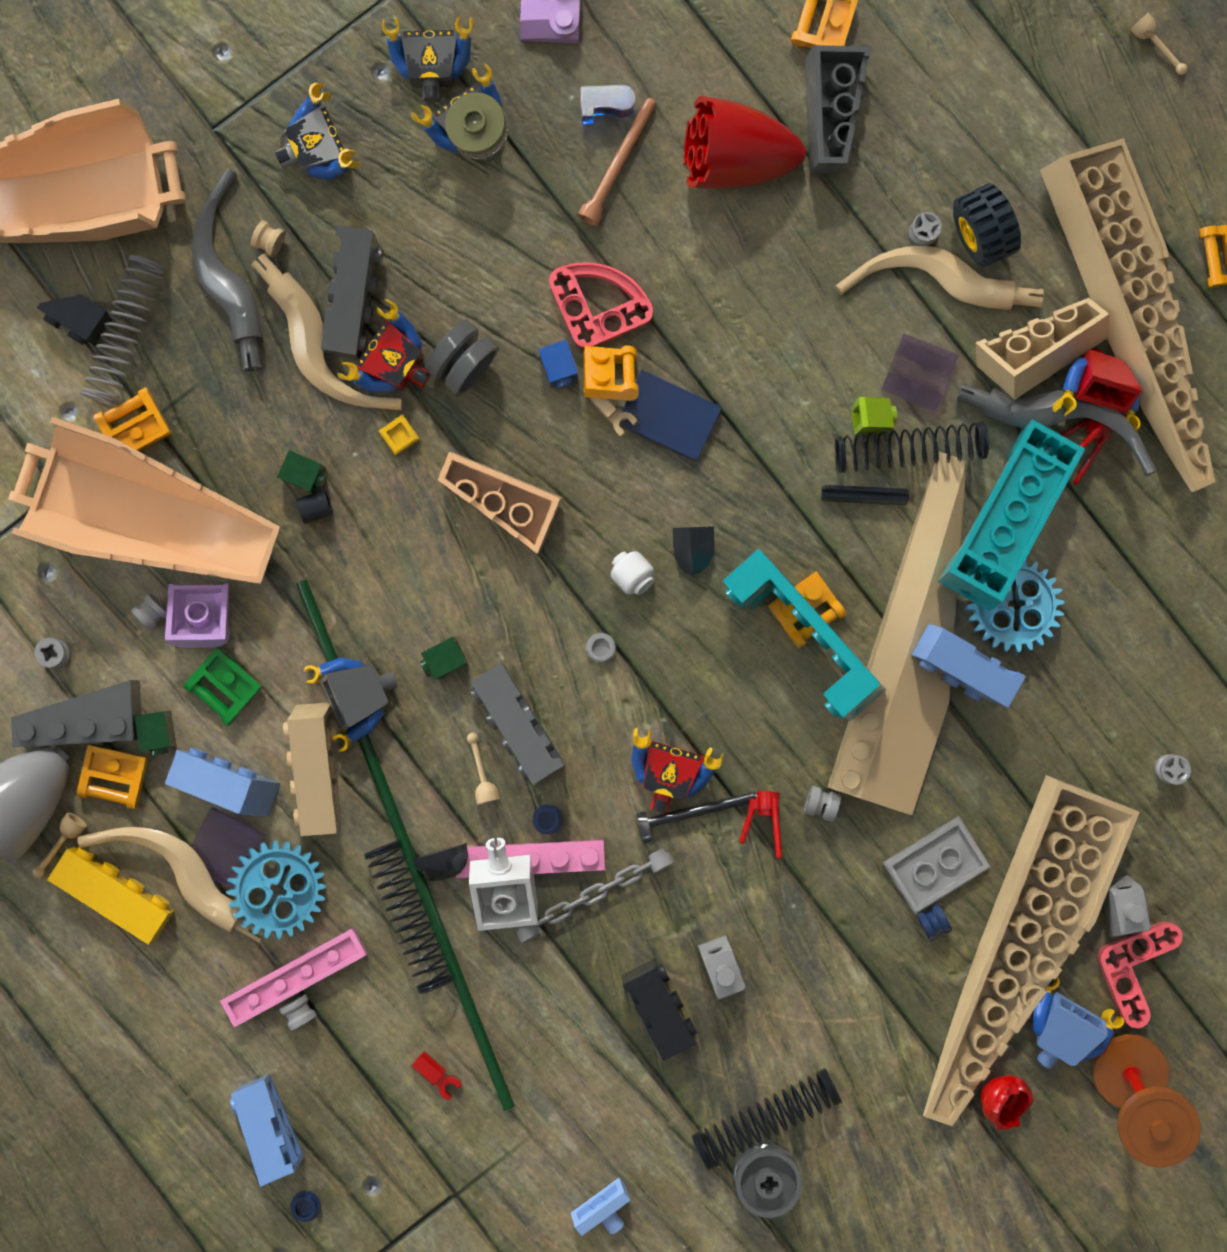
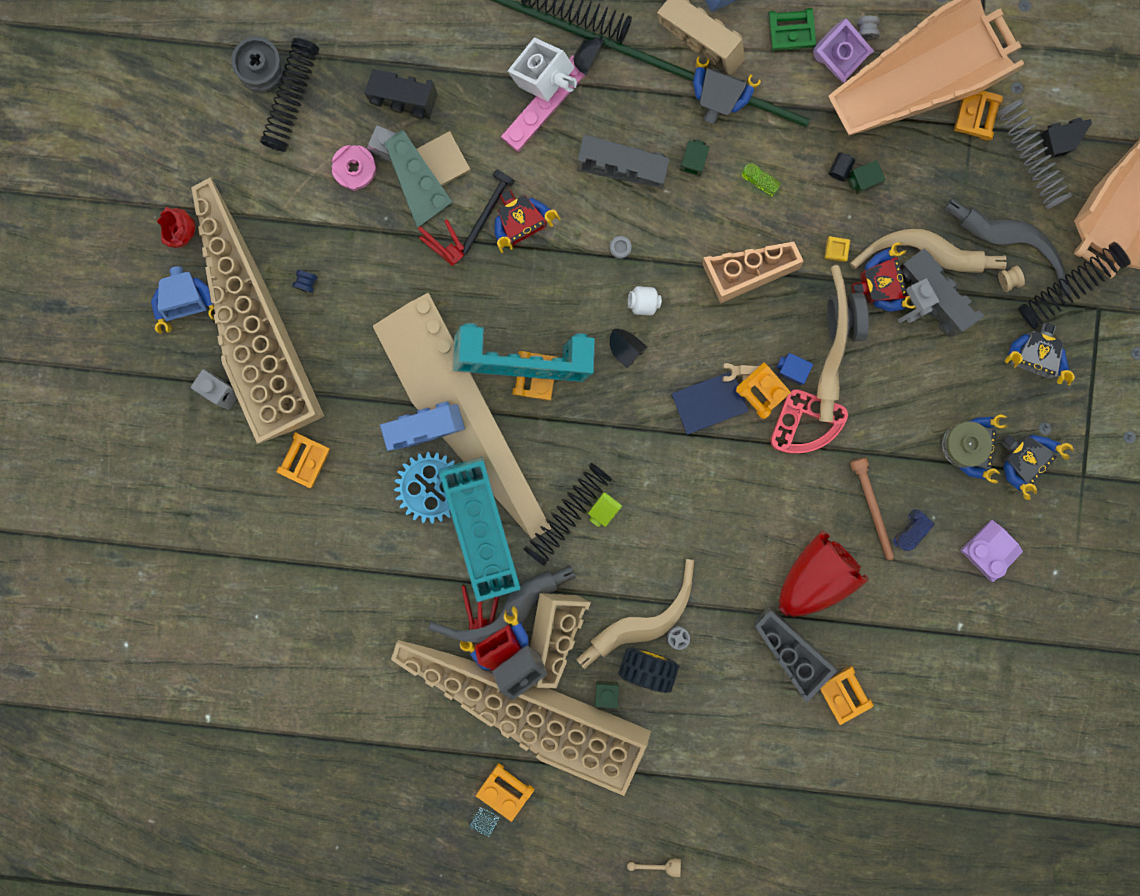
camera: 140 degrees right, 0 degrees up
(152, 152) = (1120, 258): none -> black piece
(375, 301) = (923, 299): none -> light grey bracket
(402, 573) = (760, 179): none -> clear neon green bar
(486, 791) = (603, 113): tan hinge -> none
(541, 316) = (828, 384): none -> tan animal
(547, 819) = (557, 132): dark blue plate -> none
(658, 861) = (478, 168): light grey piece -> none
(686, 906) = (444, 158): none -> tan tile
(733, 902) = (420, 187): none -> sand green wing
(787, 998) = (353, 154): none -> bright pink plate
(822, 803) = (424, 283): light grey wheel -> none
(861, 494) = (565, 466): black axle -> none
(919, 372) = (603, 560): slope -> none
(936, 865) = (333, 313): light grey tile -> none
(1046, 245) = (606, 694): none -> dark green brick
(1105, 744) = (309, 463): none -> light orange plate
(1113, 341) = (520, 672): none -> dark grey brick
(1124, 969) = (184, 359): coral beam -> none
(1154, 1121) = (91, 277): dark orange piece -> none
(1179, 770) = (261, 487): light grey wheel -> none

